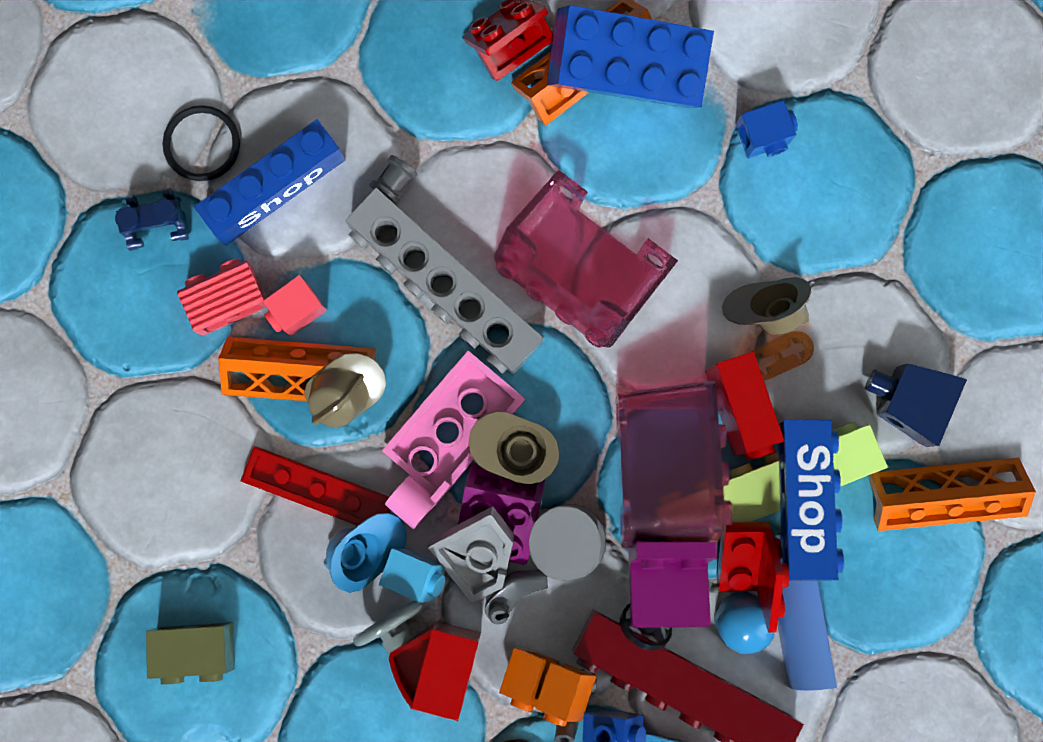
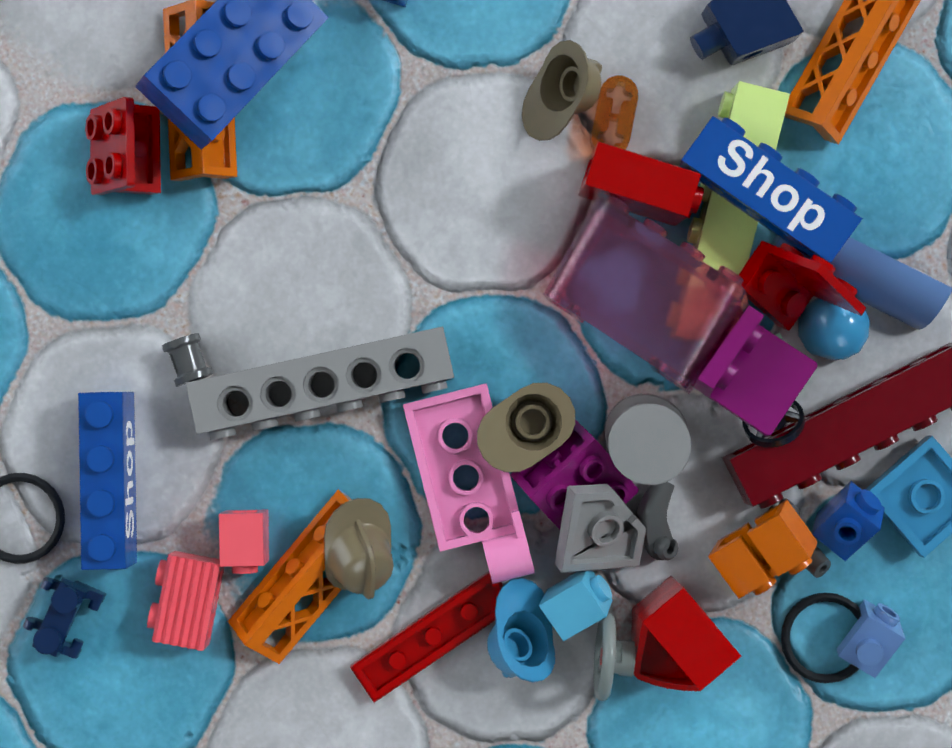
camera: 55 degrees left, 5 degrees up
(578, 265) = (396, 241): clear pink windscreen -> none

